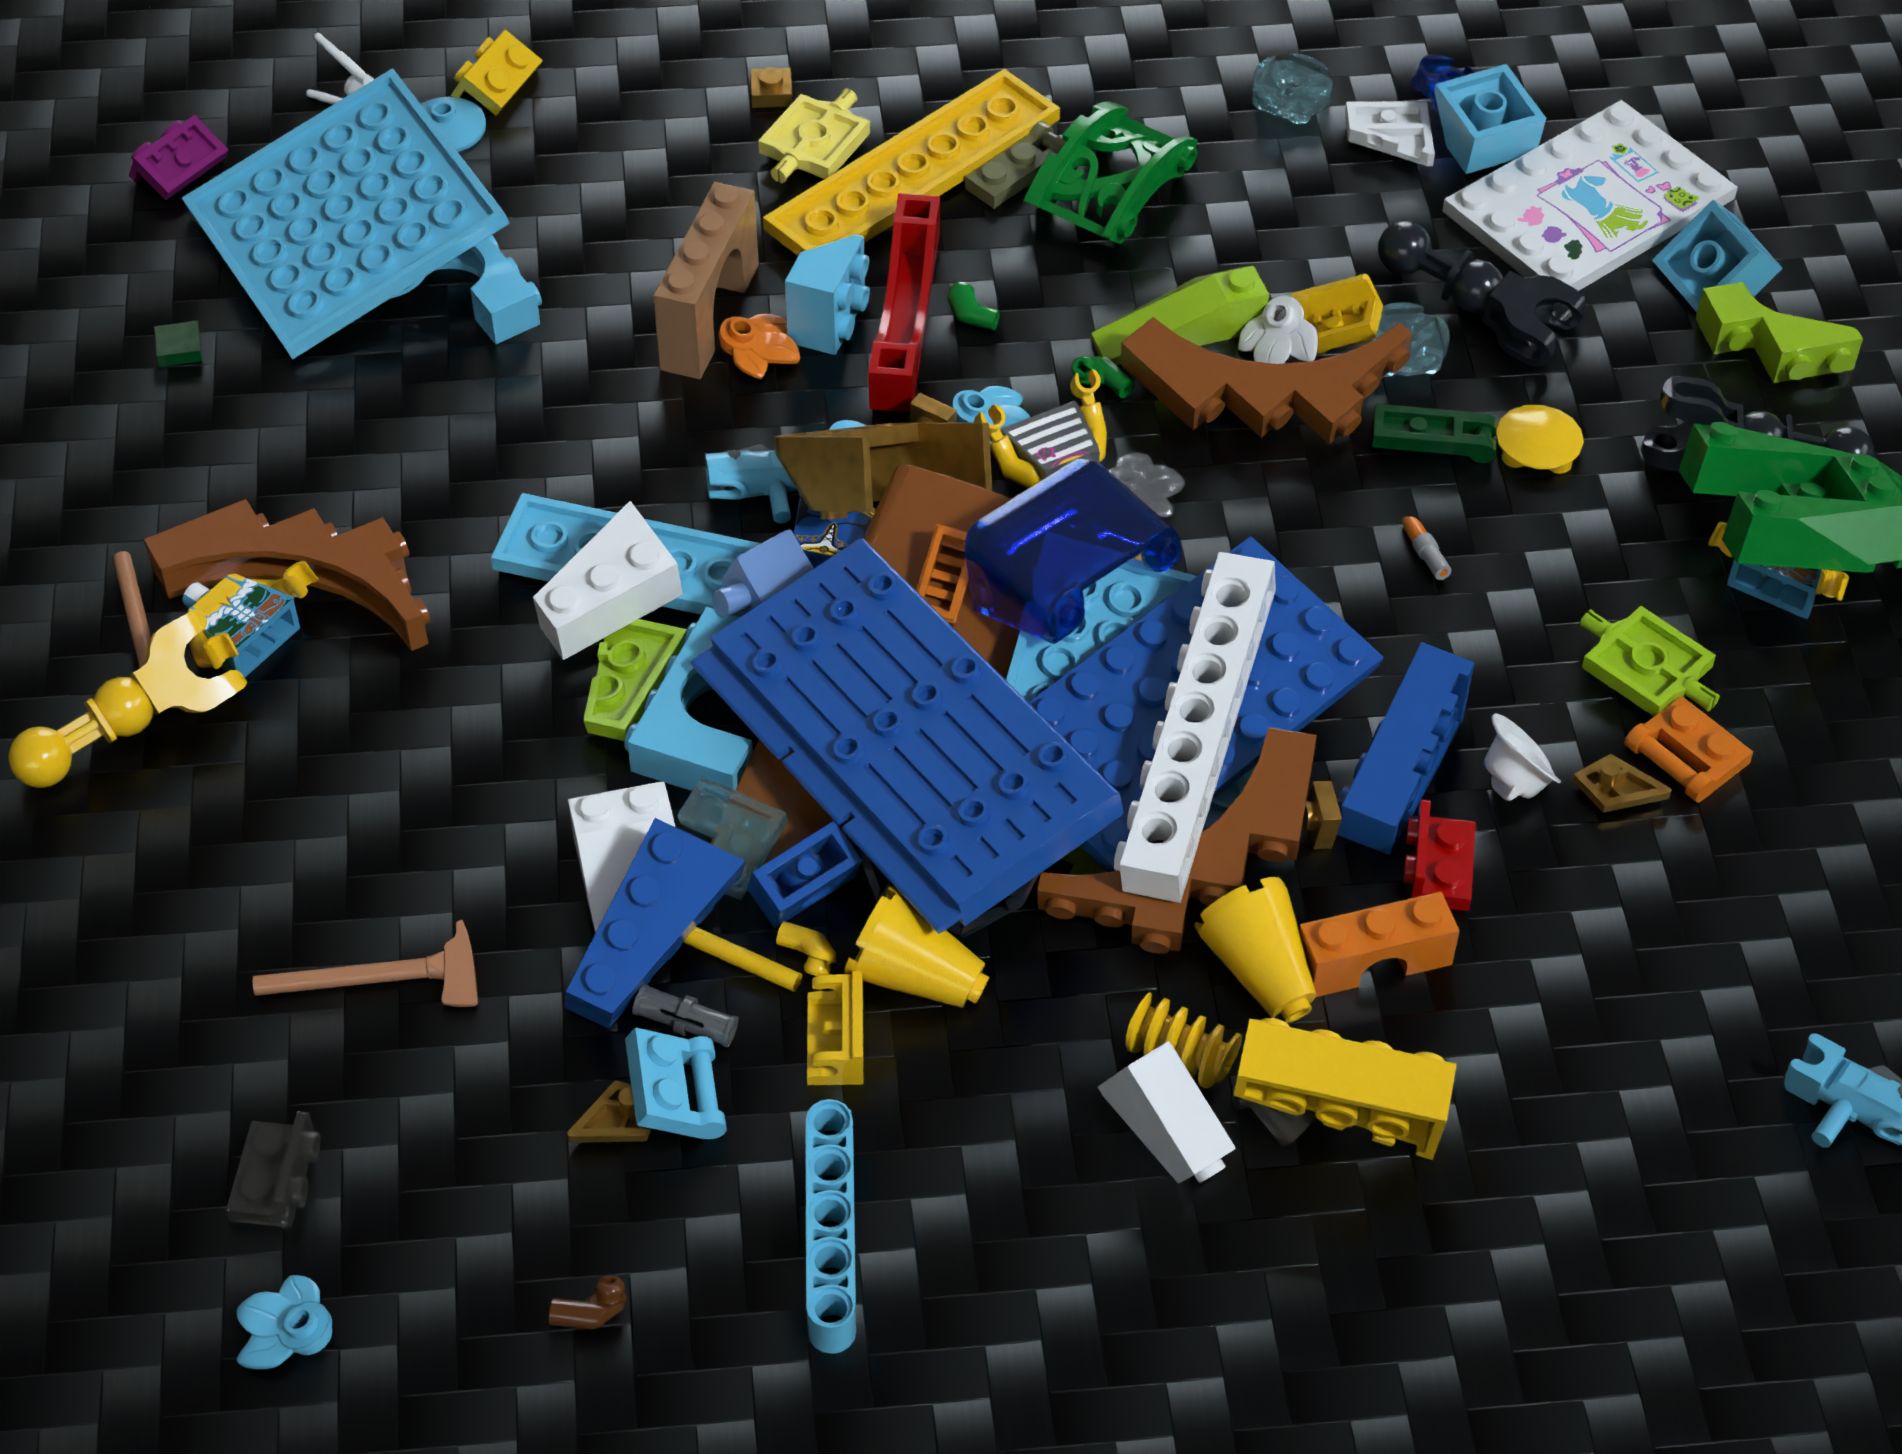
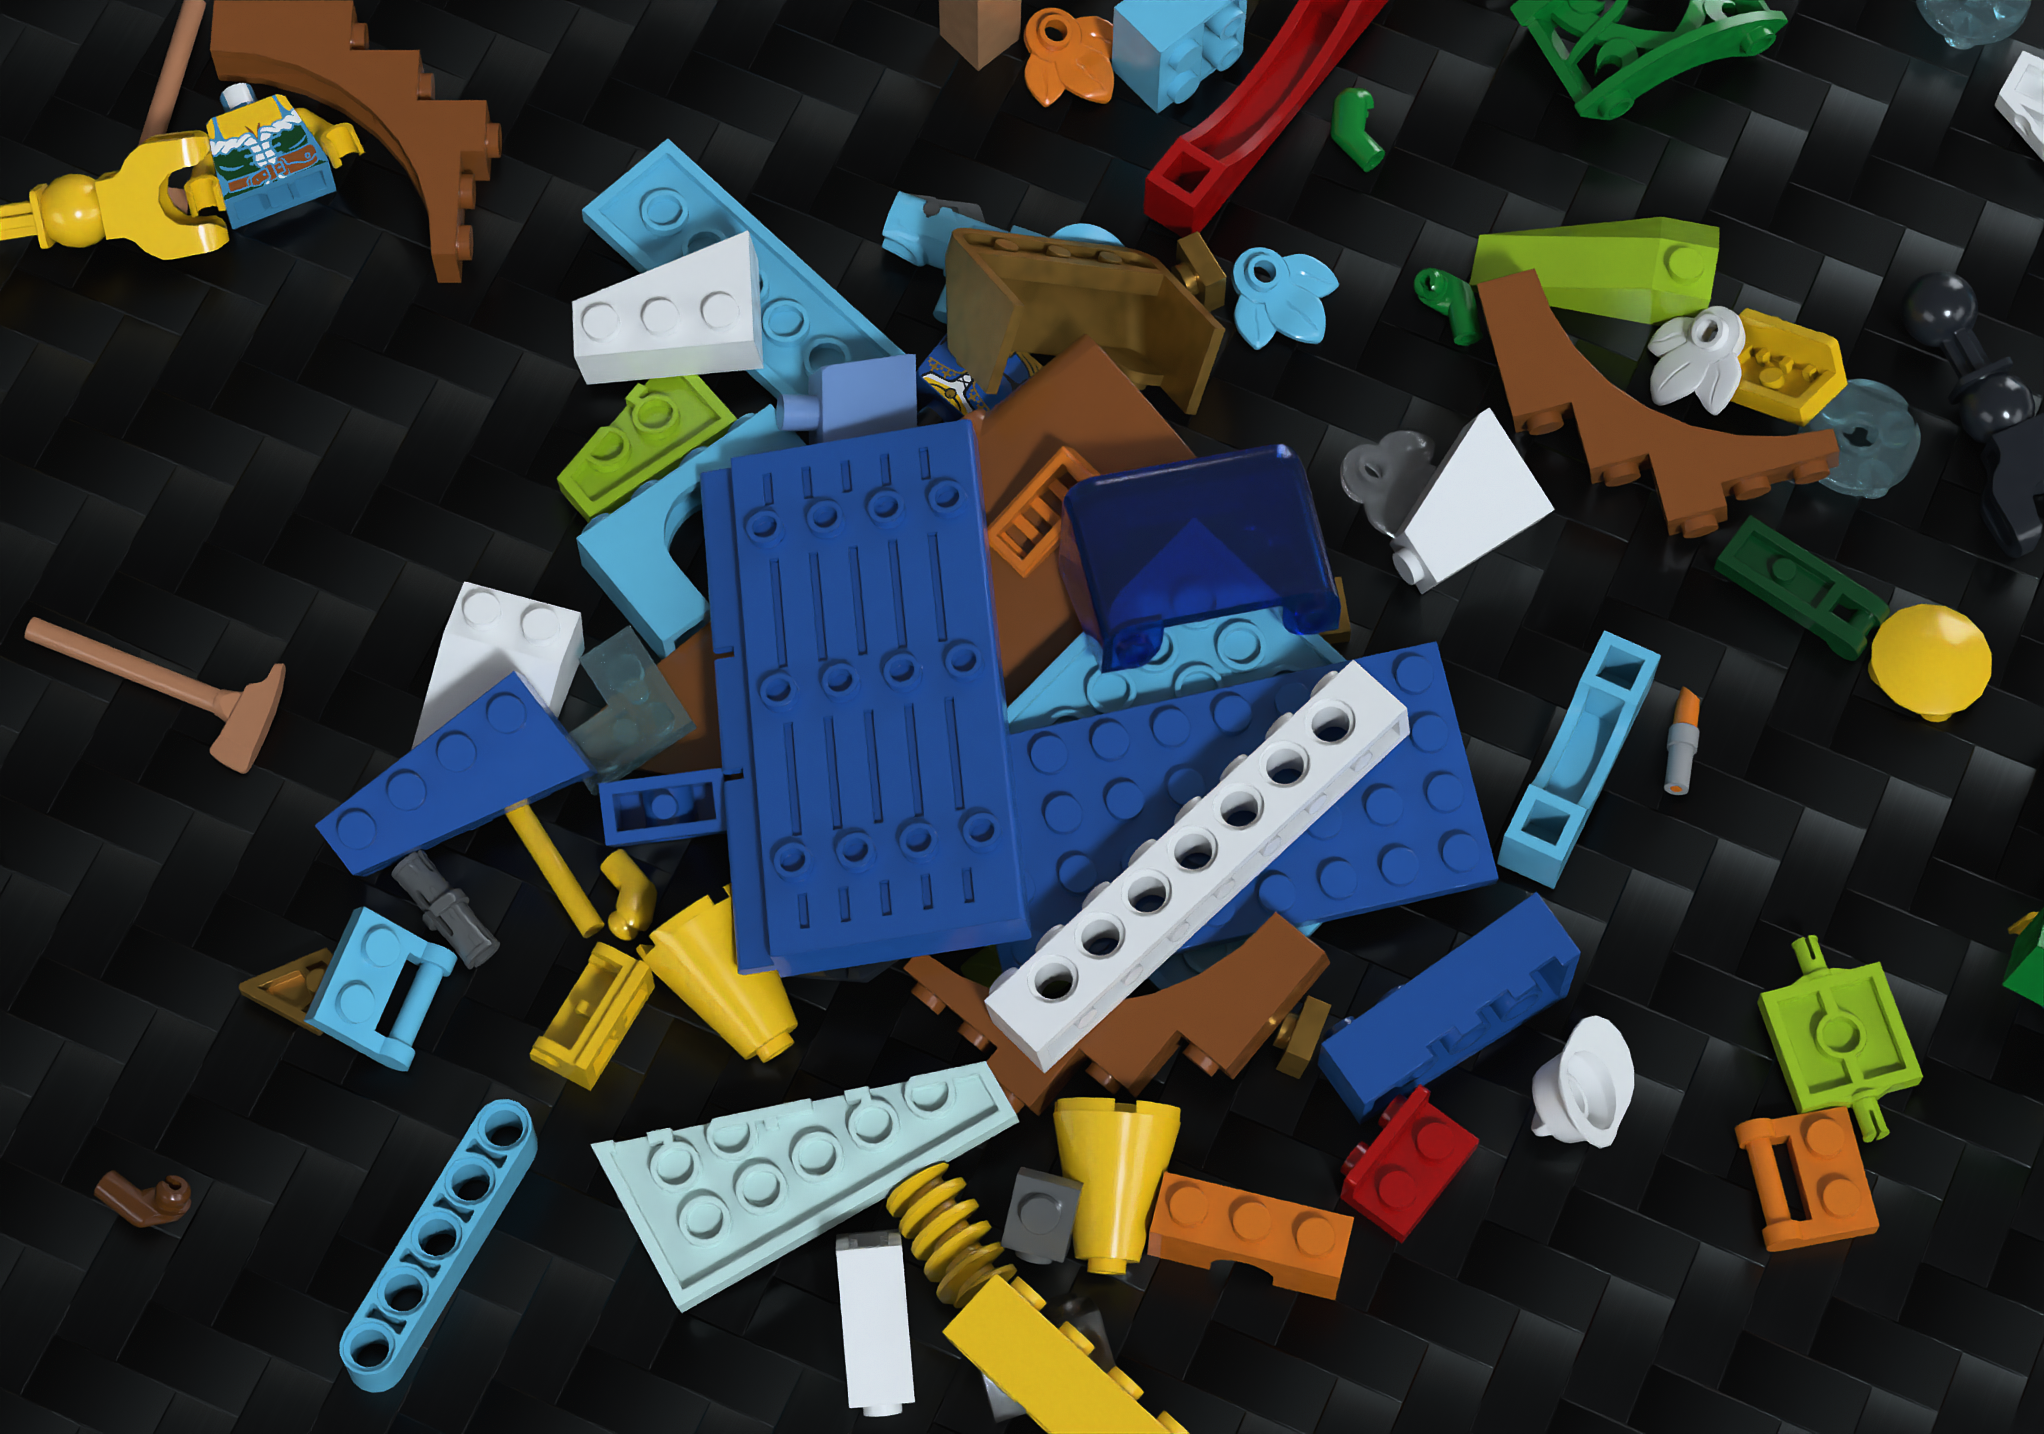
camera: 30 degrees right, 15 degrees up
(1037, 1065) = (771, 1178): none -> light aqua wing
(1049, 440) = (1316, 383): torso -> none
(1200, 470) = (1469, 506): none -> white slope
(1238, 992) = (1041, 1216): none -> dark grey bracket
(1368, 543) = (1579, 760): none -> medium azure arch
(1618, 785) = (1686, 1180): pearl gold piece -> none

